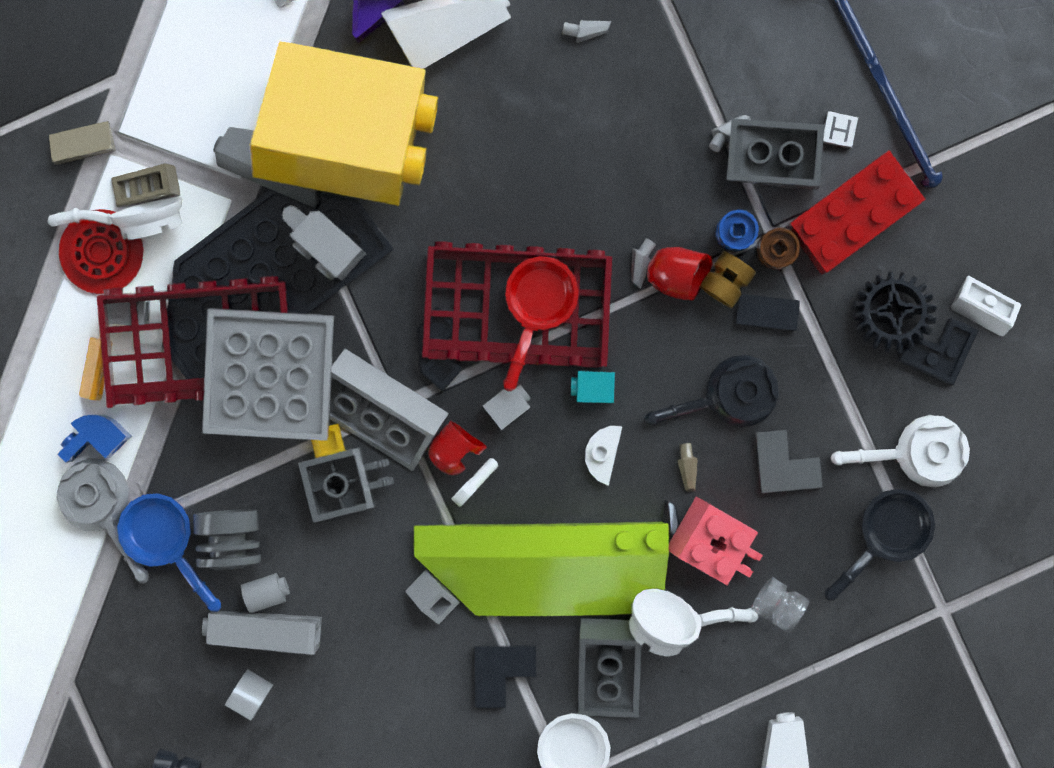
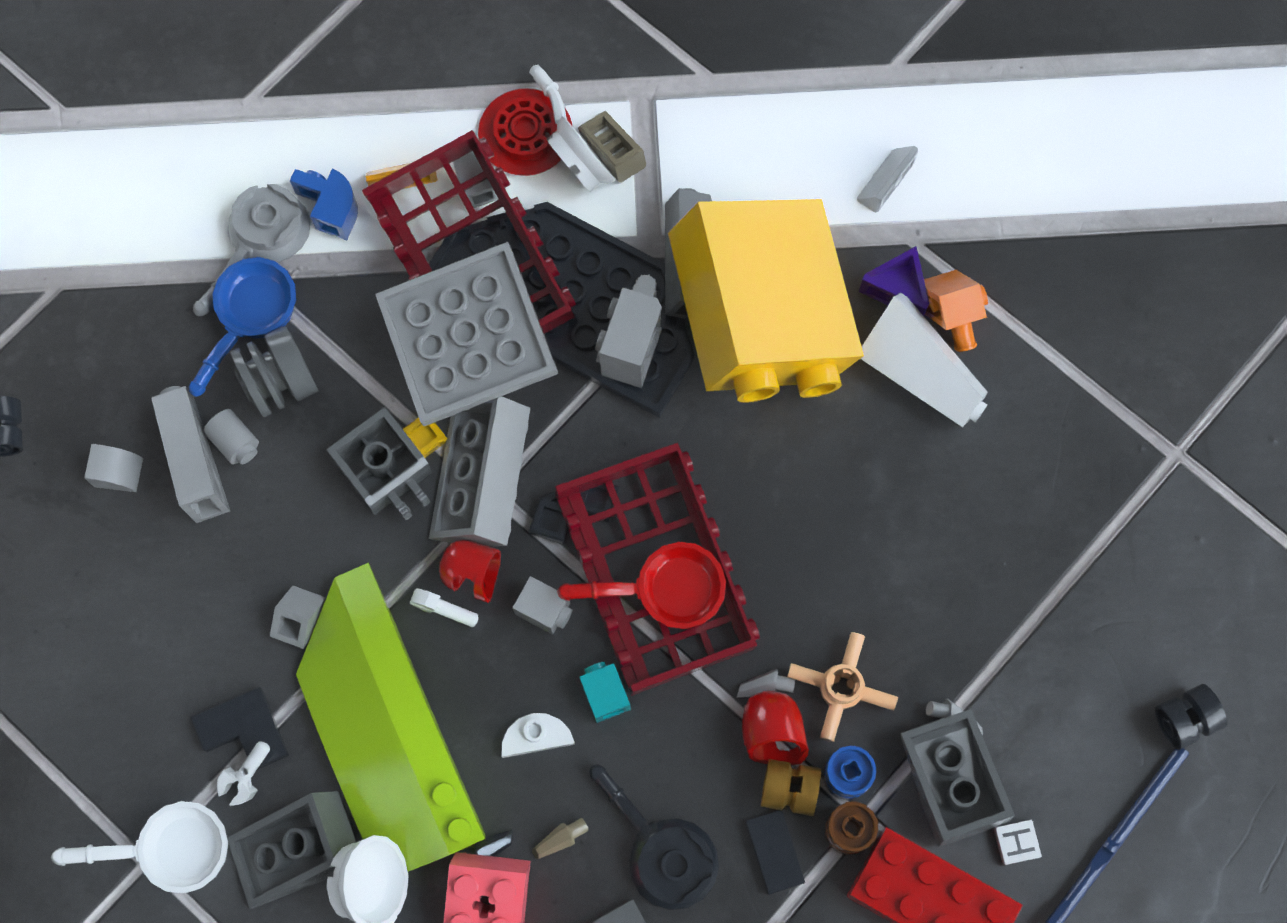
camera: 70 degrees right, 15 degrees down
(81, 143) = (627, 68): dark tan slope -> none
(538, 684) = (245, 788): none -> white bar
(586, 29) = (989, 515): light grey bar -> none
(659, 215) = (840, 702): none -> light nougat bar

